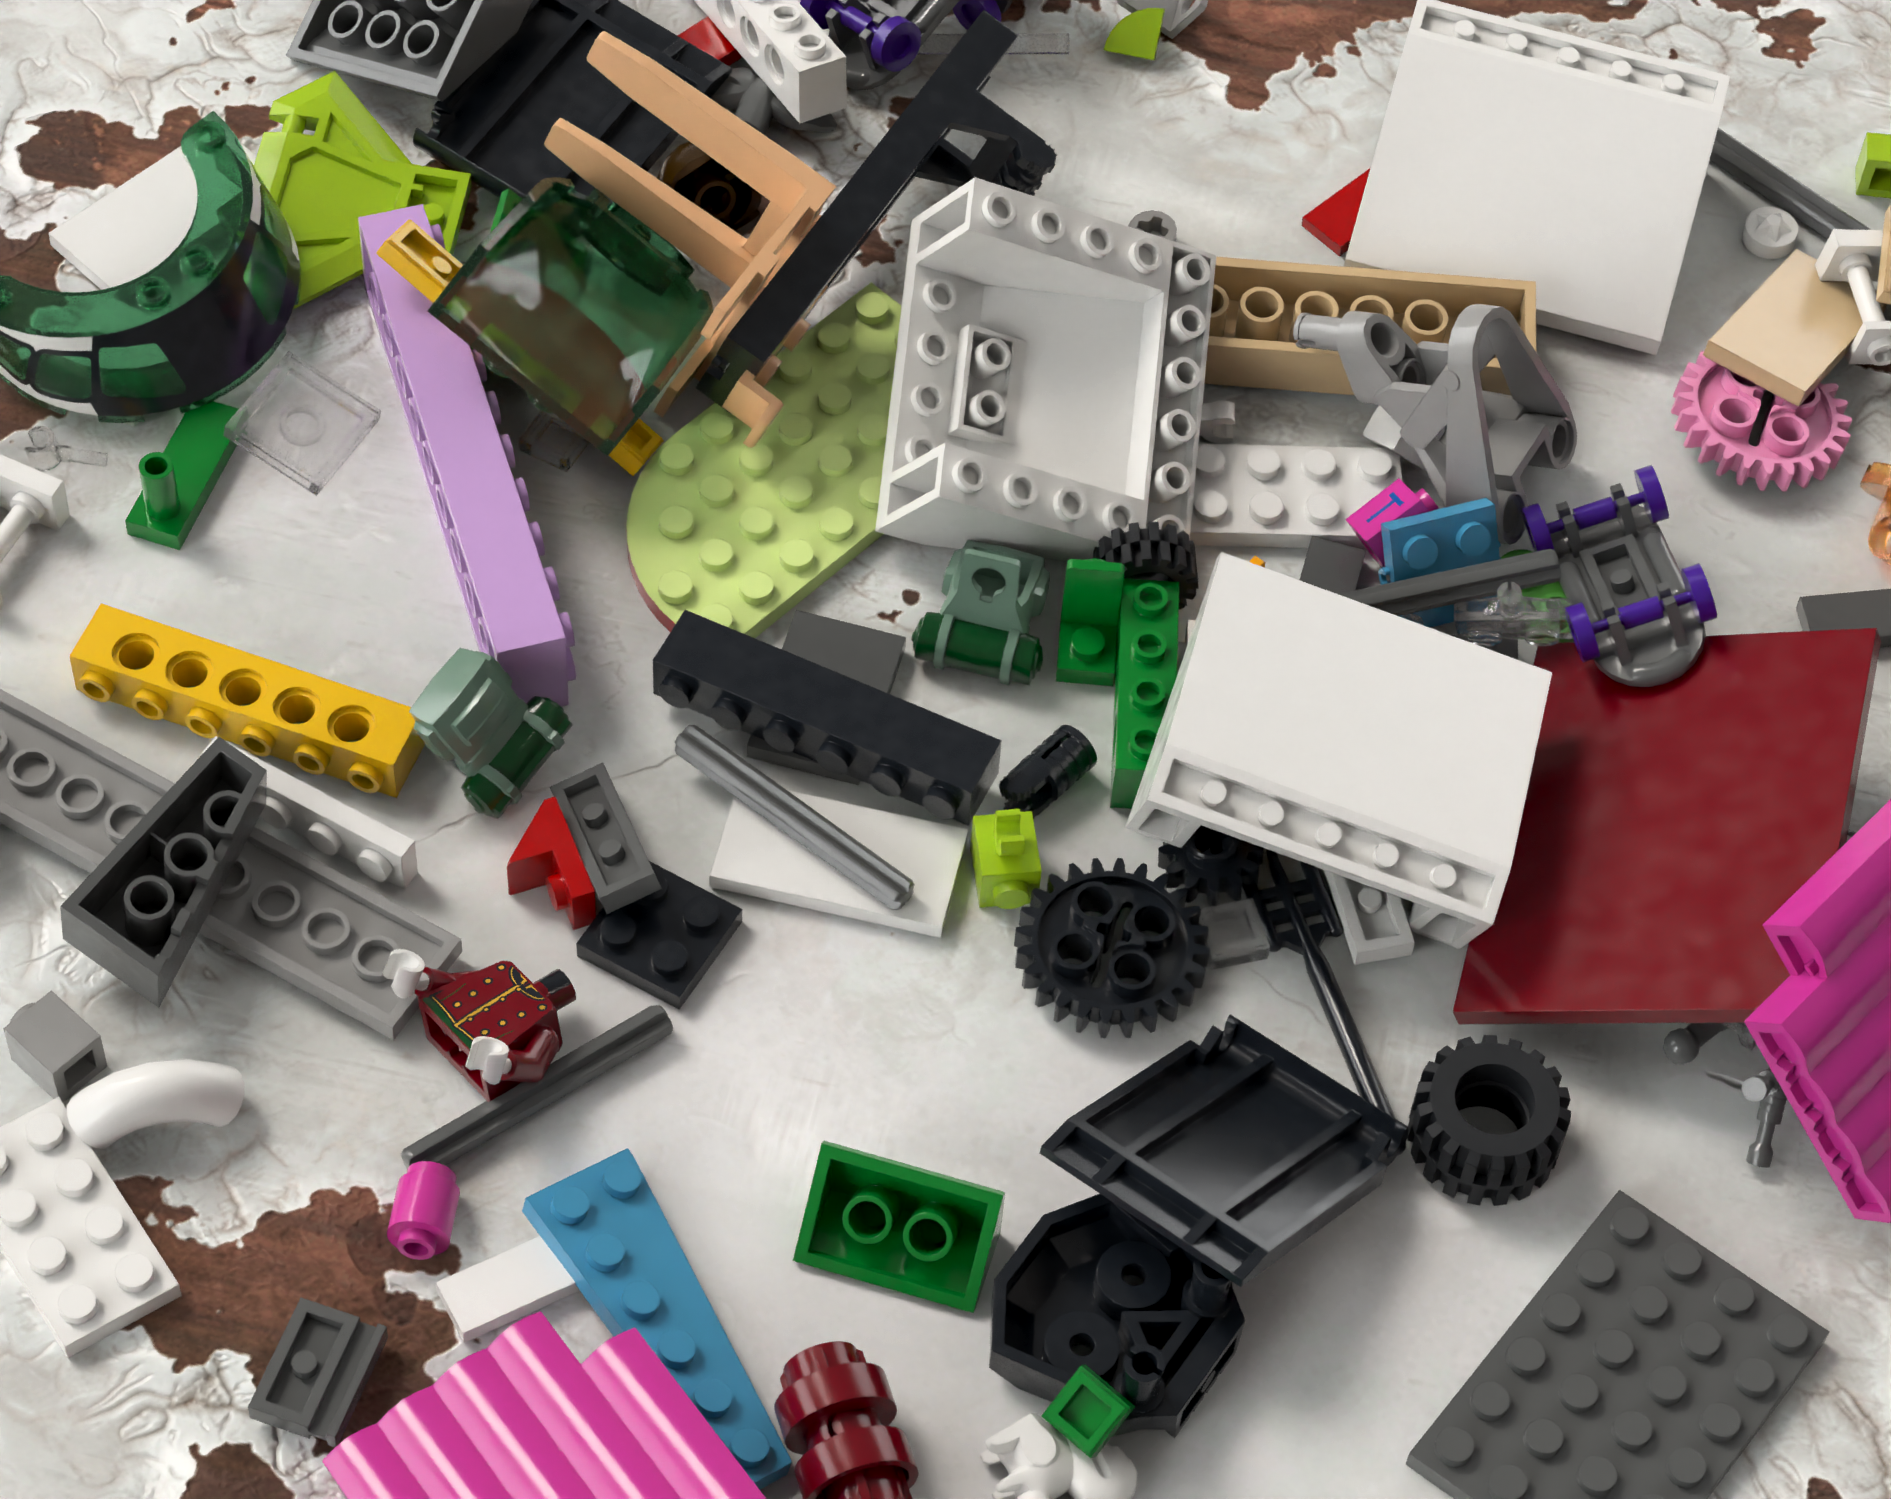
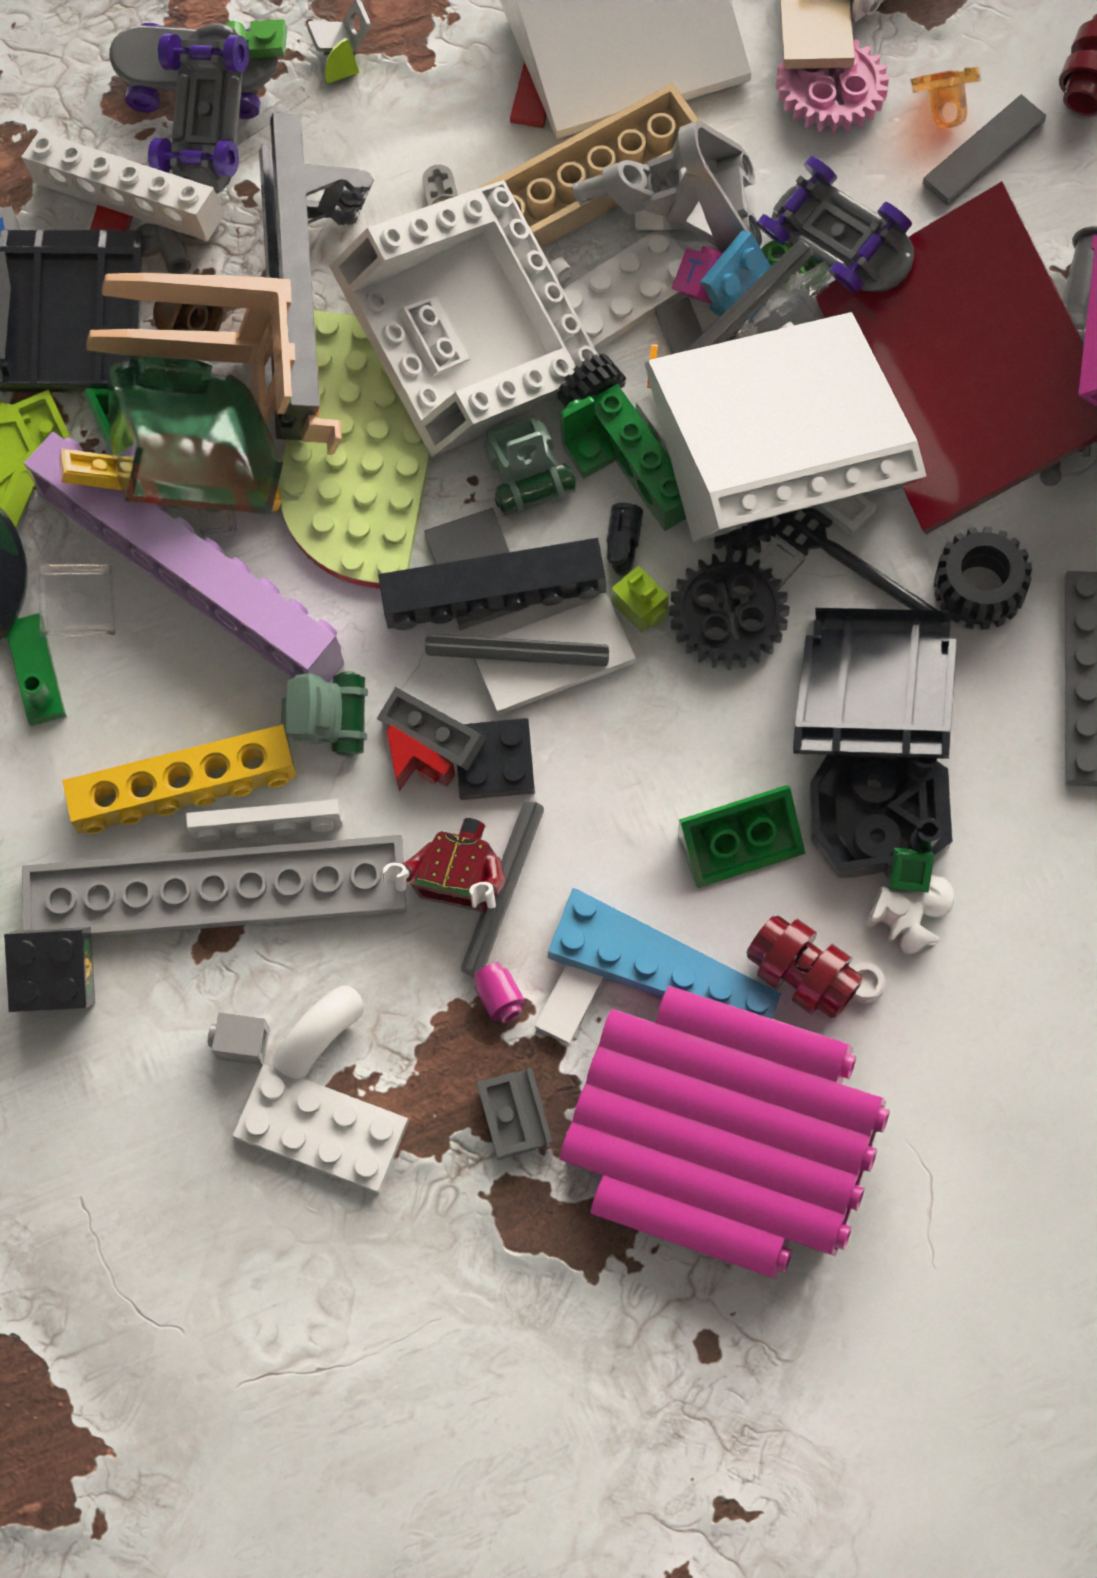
camera: 25 degrees left, 15 degrees up
(163, 878) = (231, 917): dark grey wedge -> none

